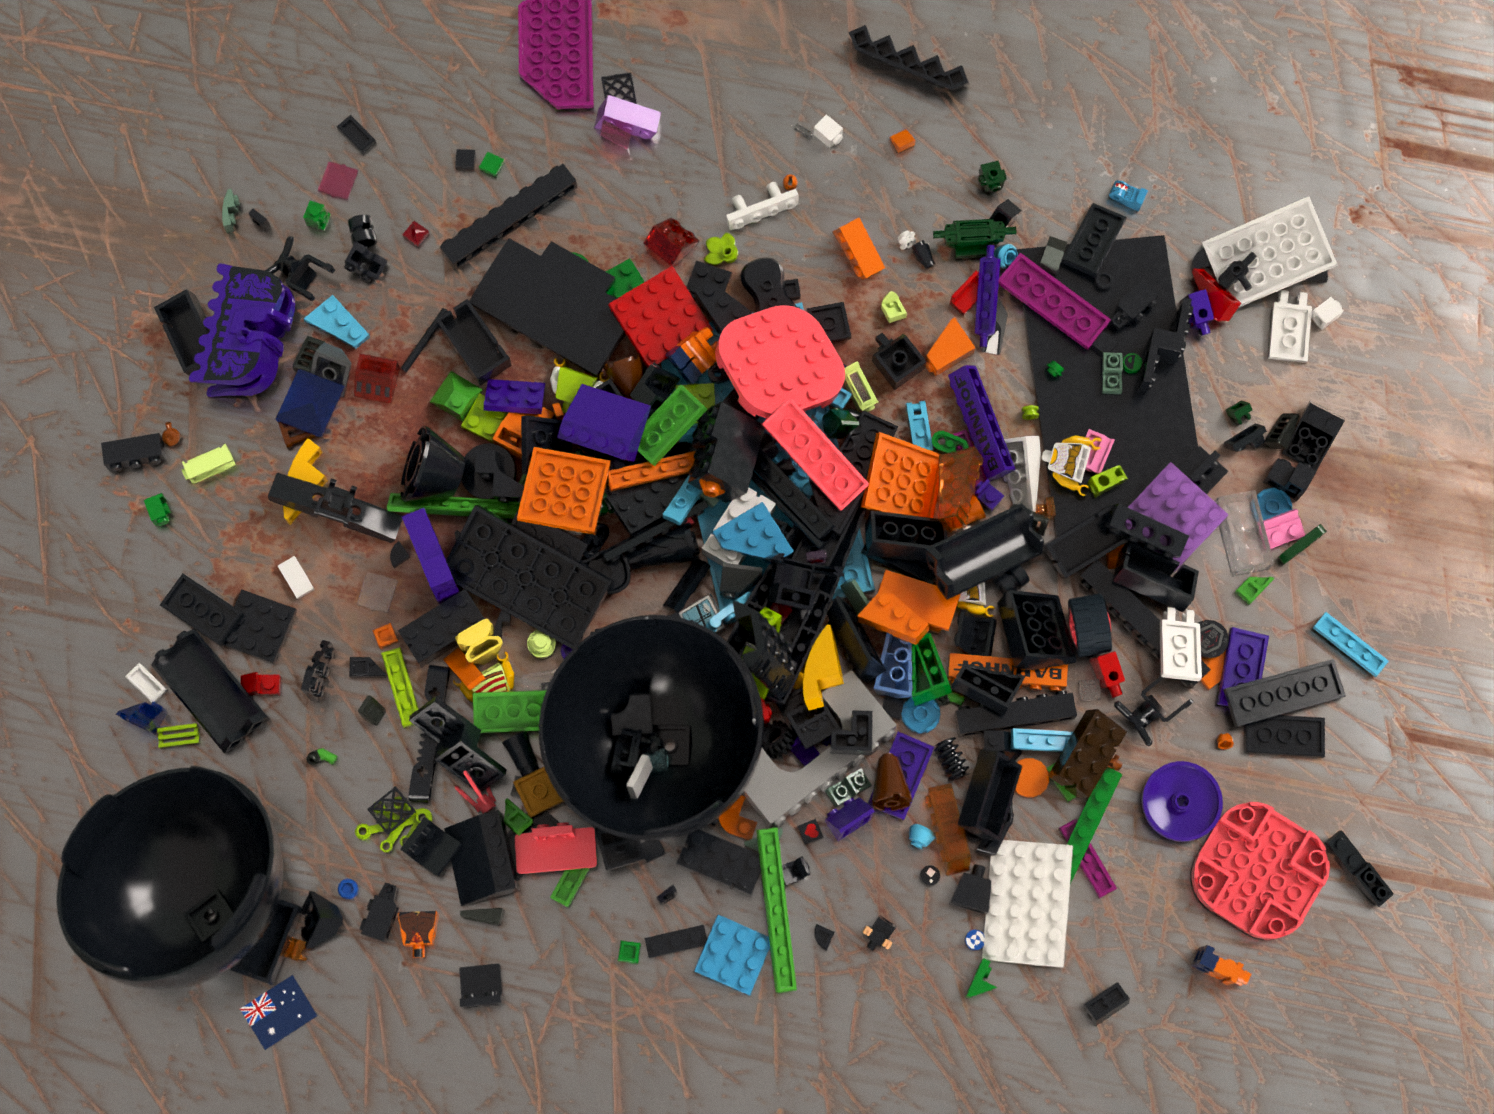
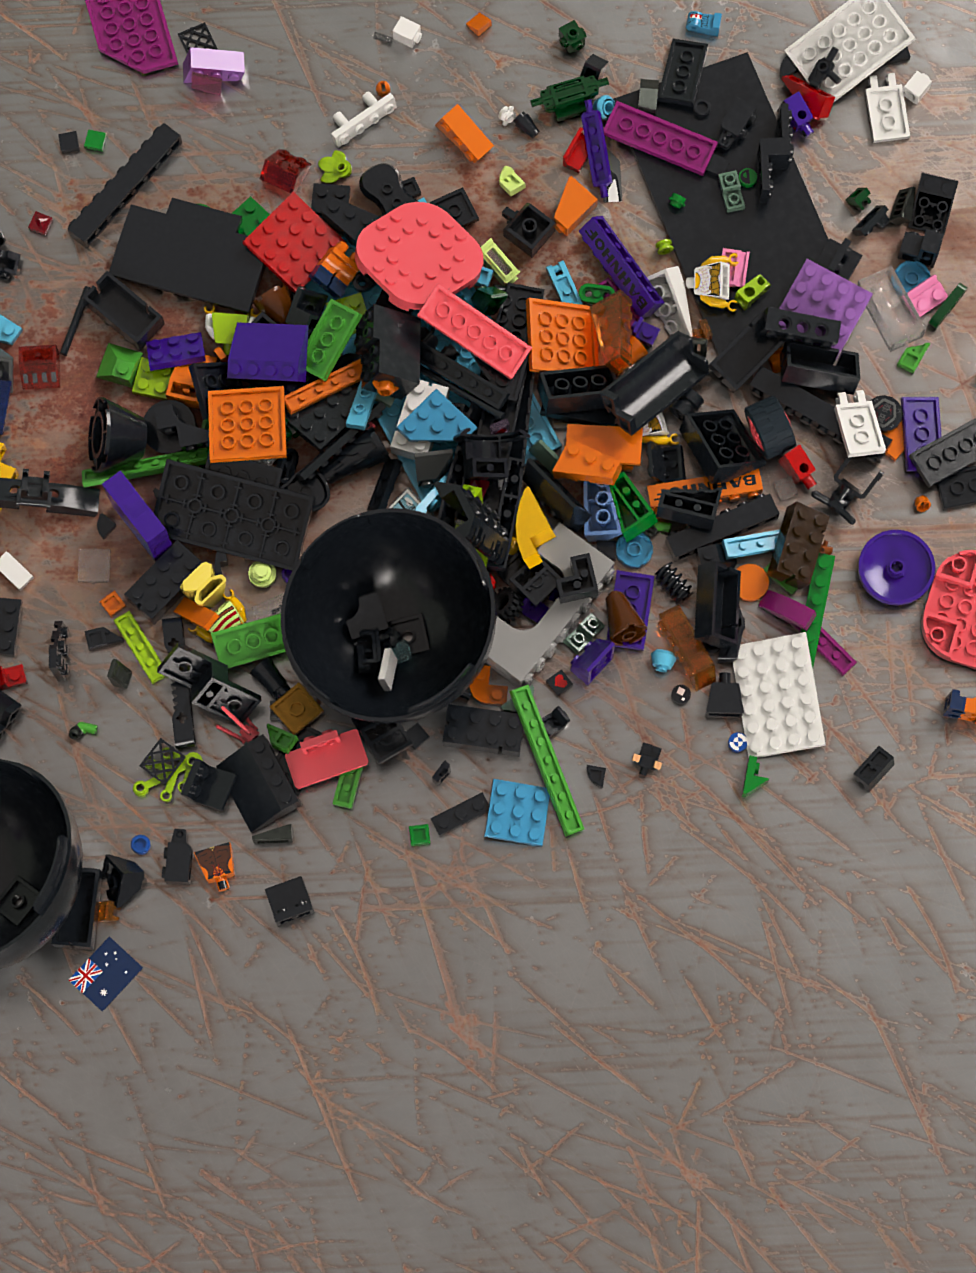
camera: 10 degrees left, 0 degrees up
(1060, 816) = (787, 609): none -> magenta slope

